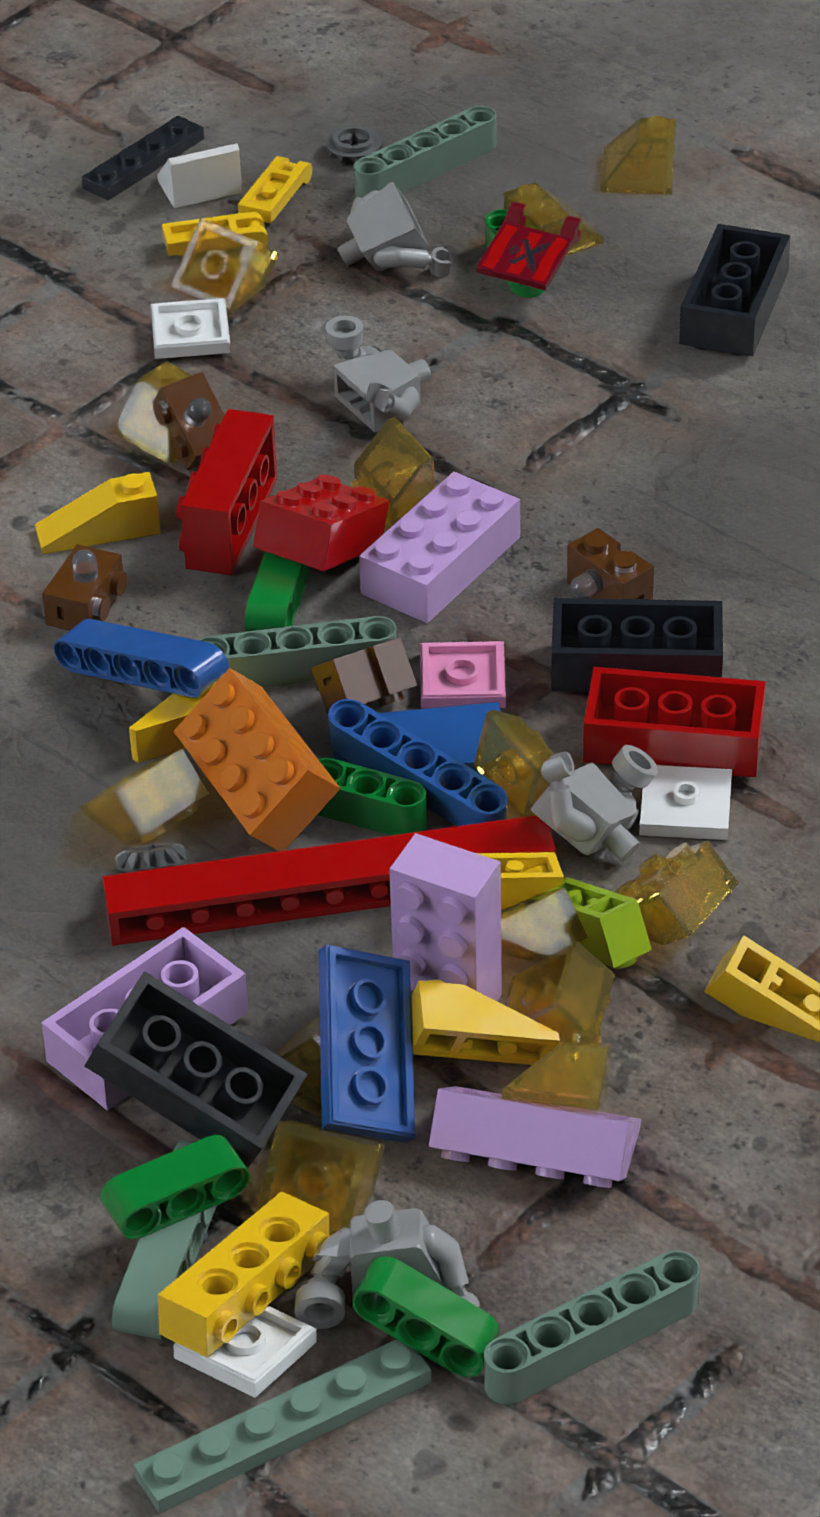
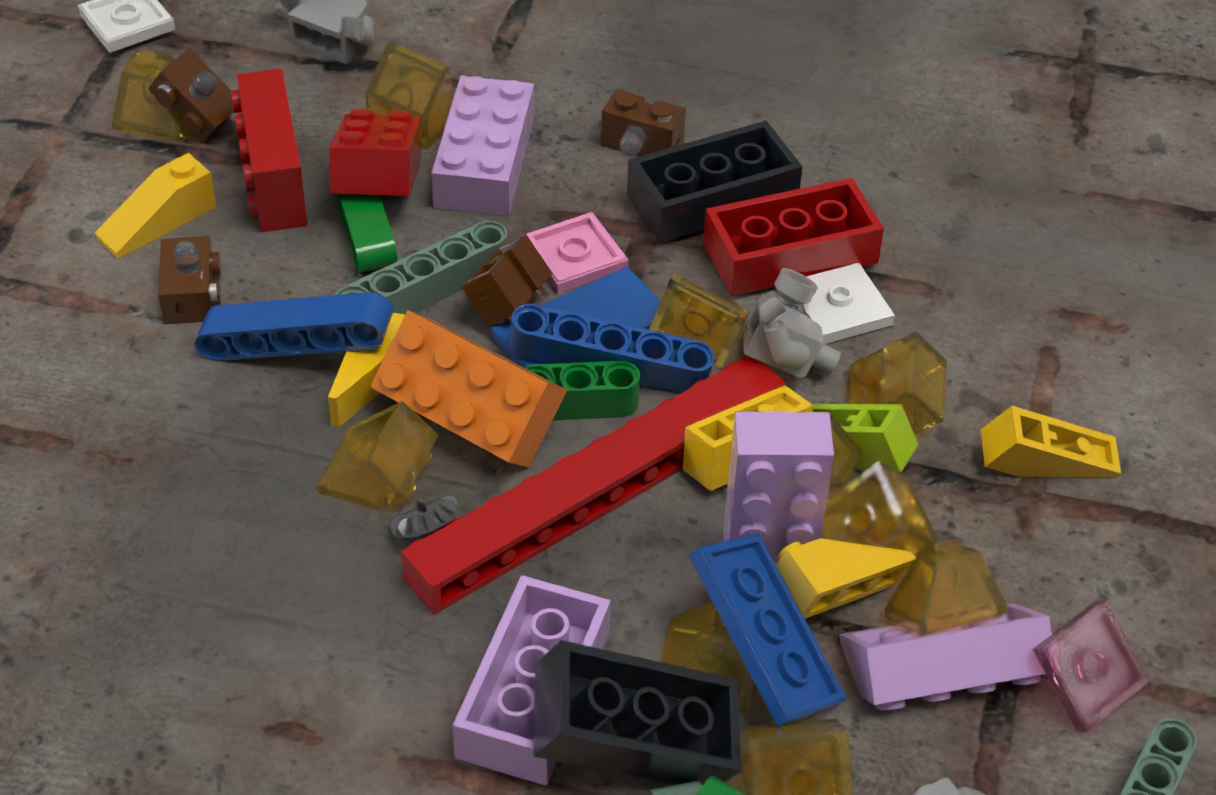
camera: 30 degrees left, 5 degrees up
(655, 1187) = (1091, 665): none -> clear pink tile

